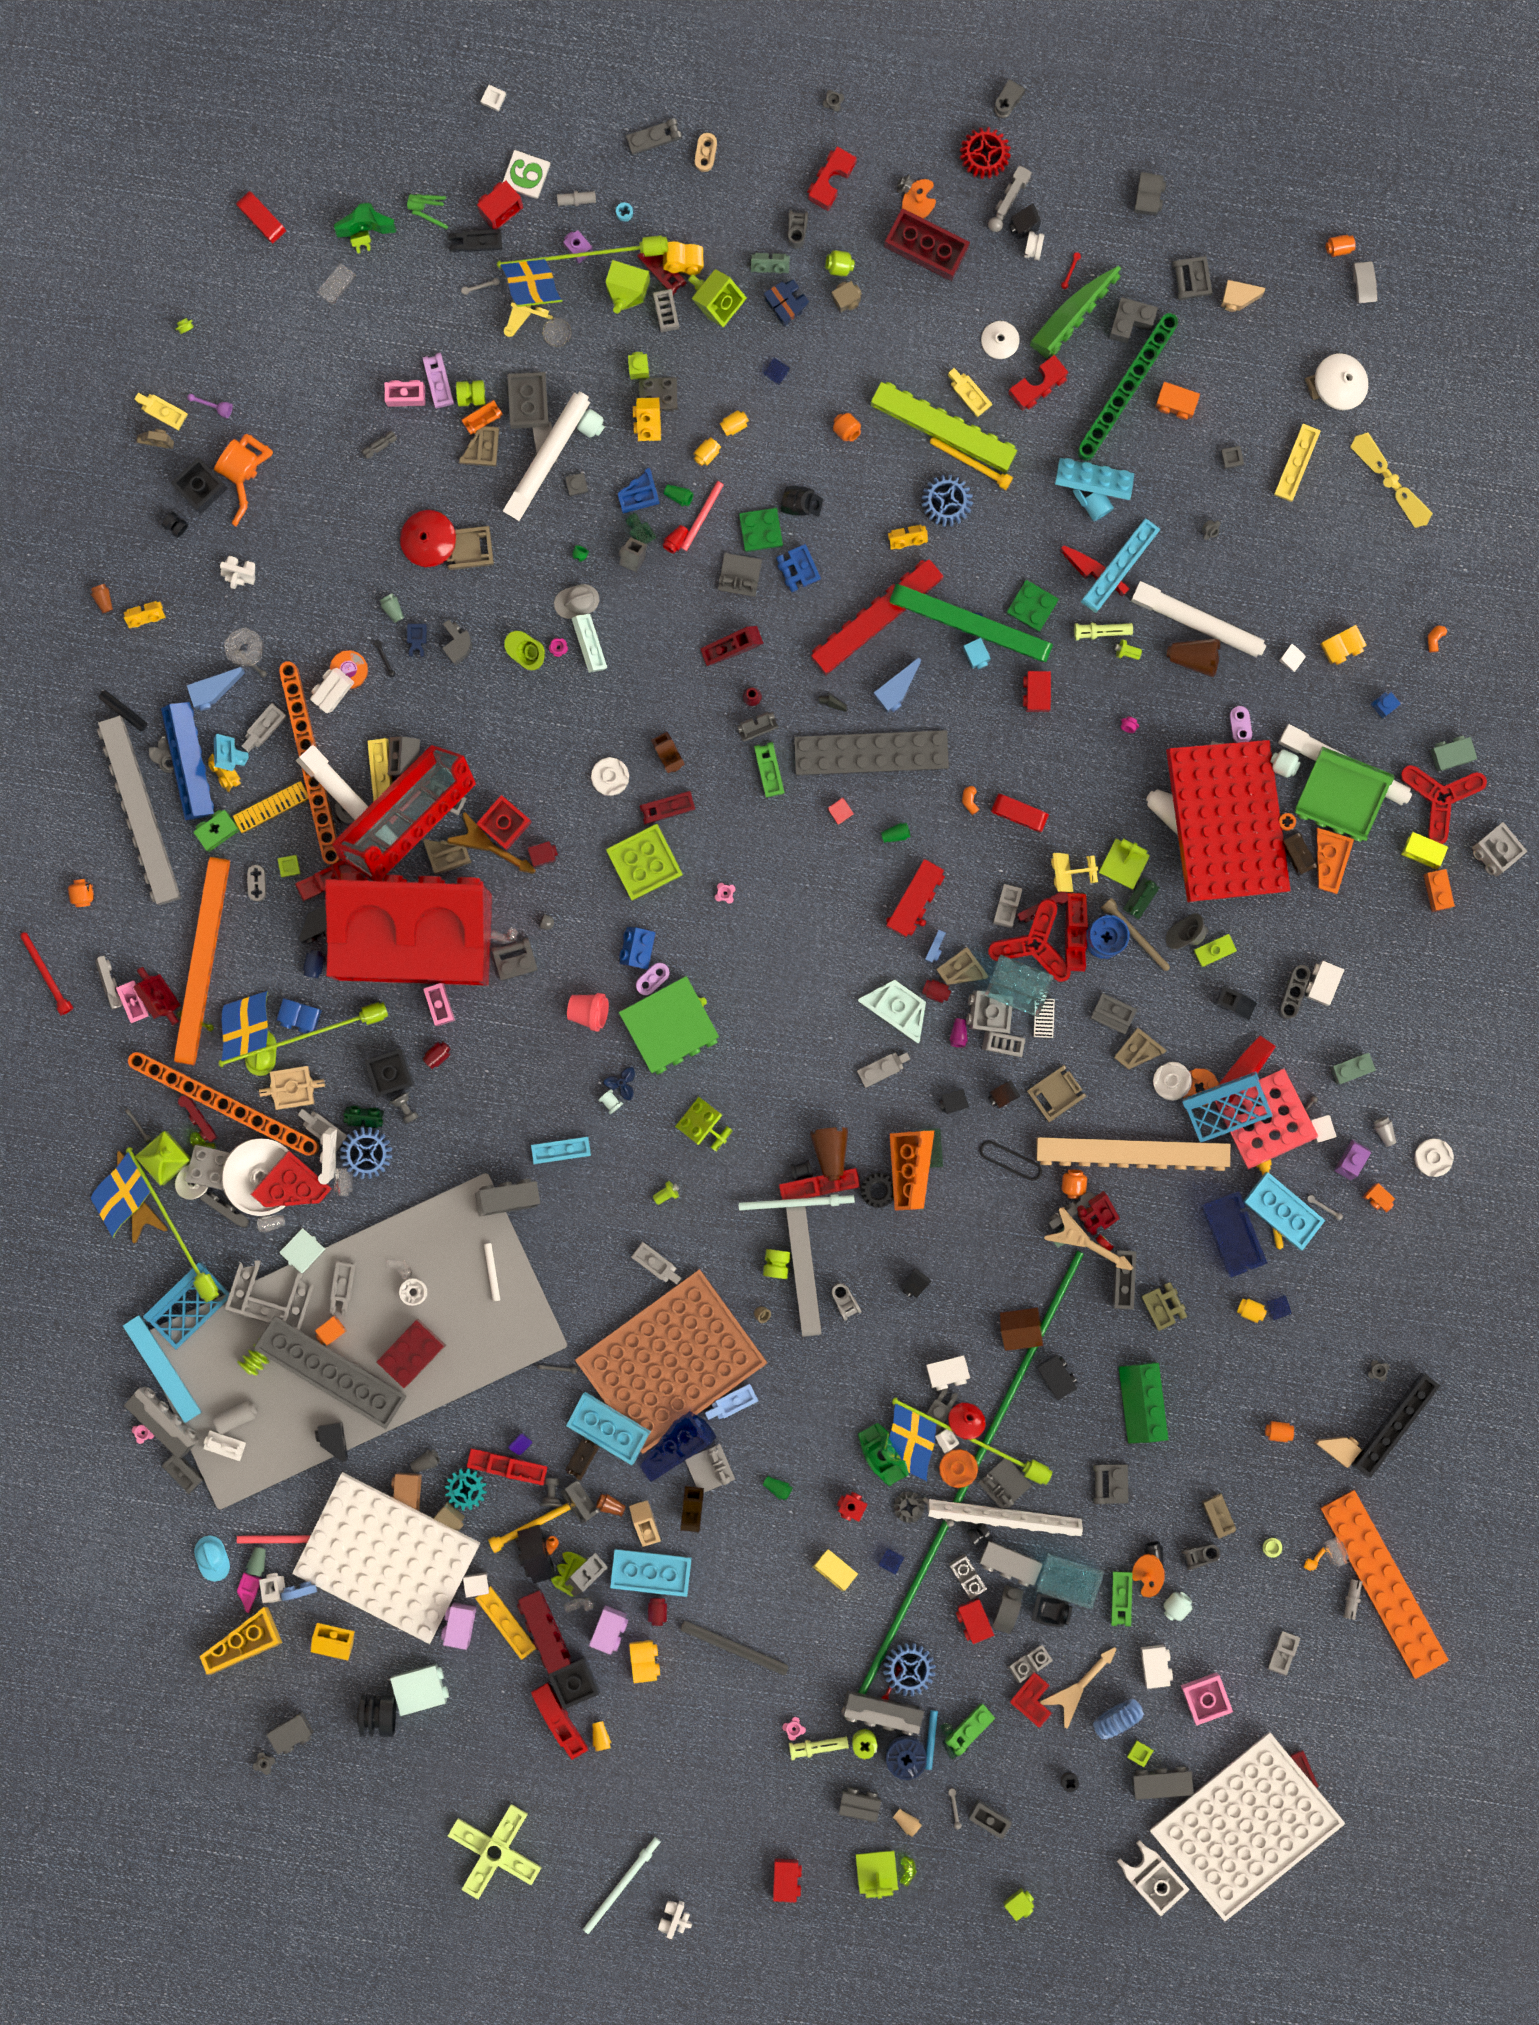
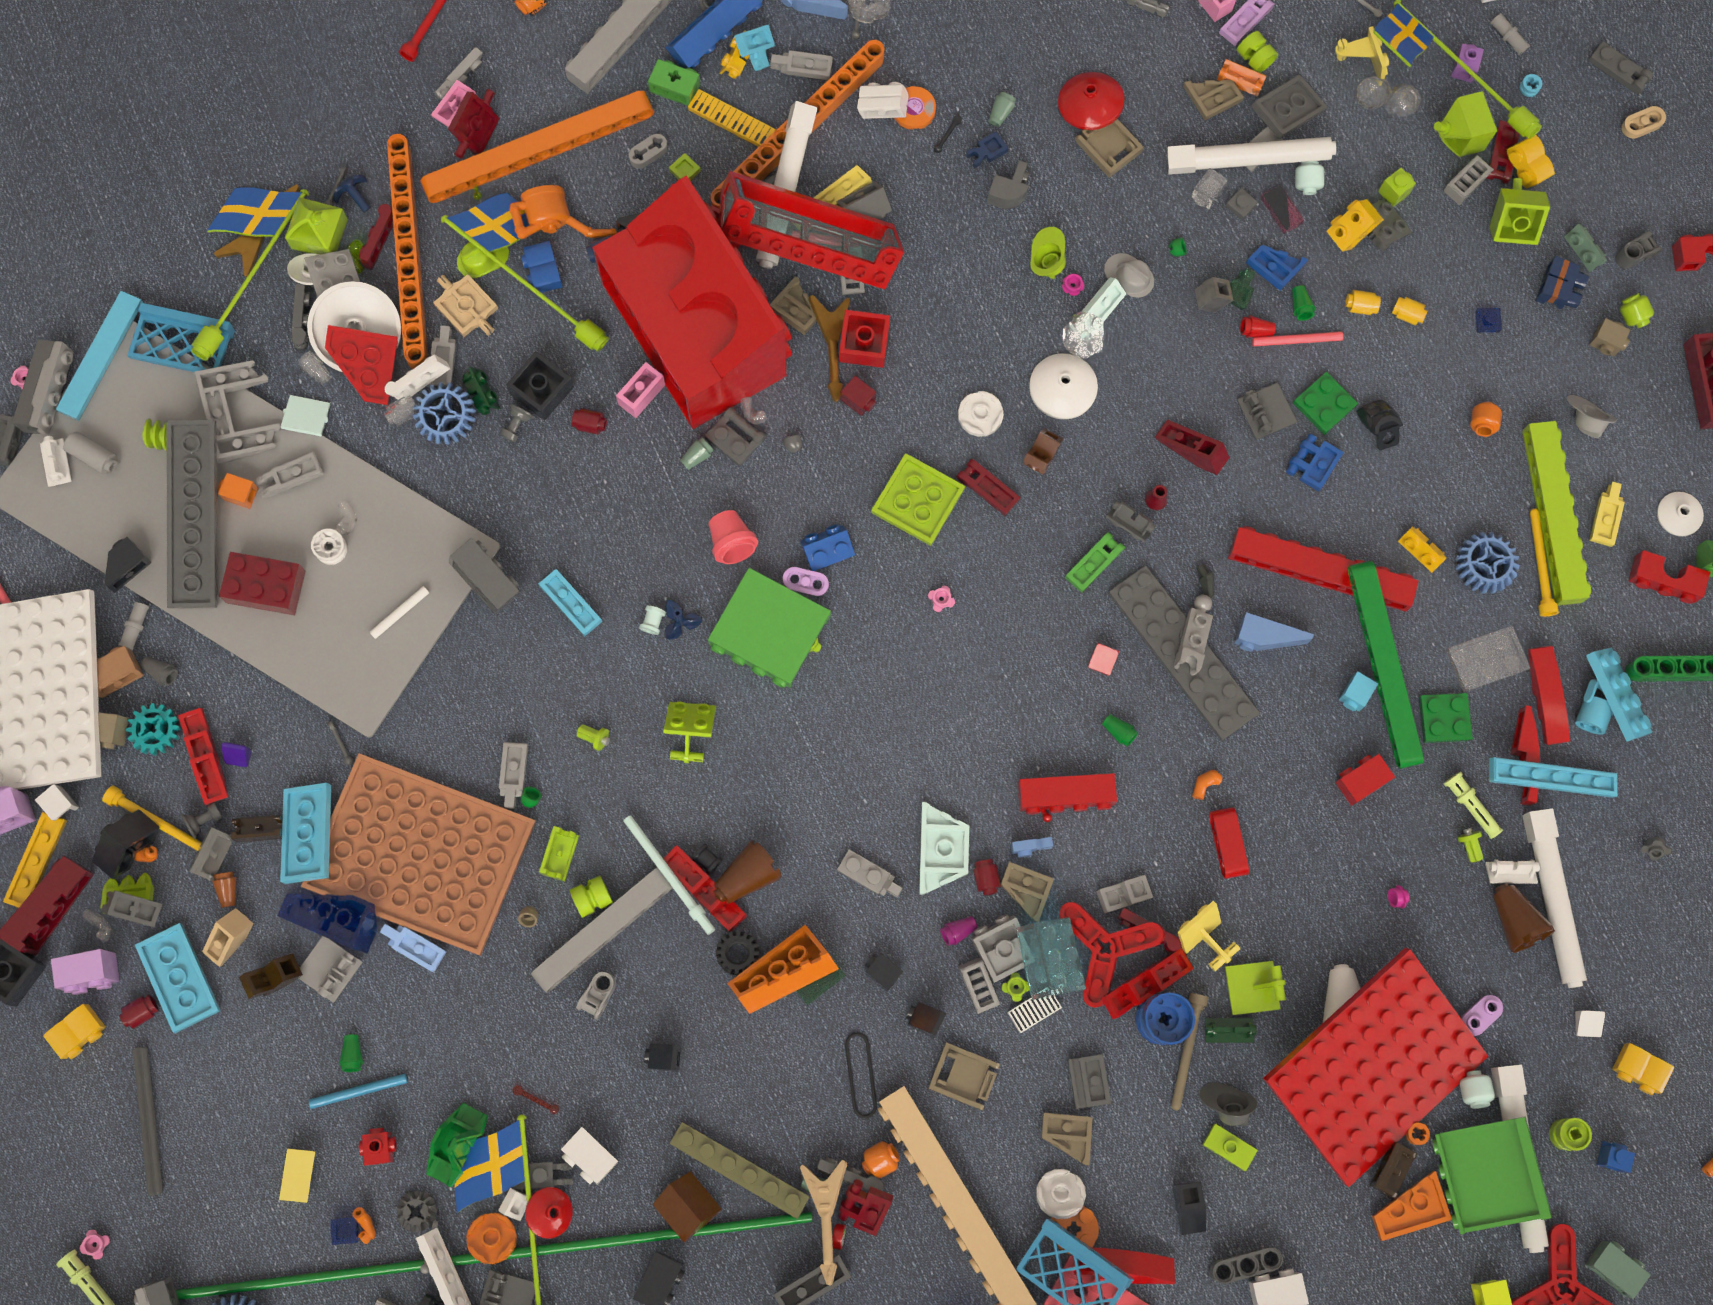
camera: 50 degrees right, 10 degrees down
(145, 1115) = (348, 186): none -> dark blue plant
(259, 986) = (548, 212): none -> orange piece
(381, 1460) = (133, 625): none -> light grey pin
(510, 994) = (697, 452): none -> sand green cone
(551, 501) = (1209, 188): none -> clear brick
(575, 312) = (1404, 100): none -> clear hair
(599, 458) = (1282, 209): none -> tile
(610, 663) = (1093, 339): none -> clear plate
(632, 717) = (1058, 398): none -> white dish
(680, 1262) = (530, 797): none -> green hinge
(733, 1267) = (559, 854): none -> lime hinge
(805, 1497) = (358, 1091): none -> dark azure bar
(866, 737) = (1195, 635): none -> light grey plate
(873, 1392) = (518, 1090): none -> clear red hinge
(892, 352) = (1589, 417): none -> light grey piece
(896, 1544) = (366, 1223): none -> orange arm
(1012, 548) = (1488, 659): none -> clear plate
(1017, 1024) = (1009, 987): none -> lime plate
(1020, 1280) = (740, 1170): none -> olive plate
(1063, 525) = (1549, 695): none -> red slope
(1163, 637) = (1512, 871): none -> white hinge
(1352, 723) = (1570, 1134): none -> lime wheel

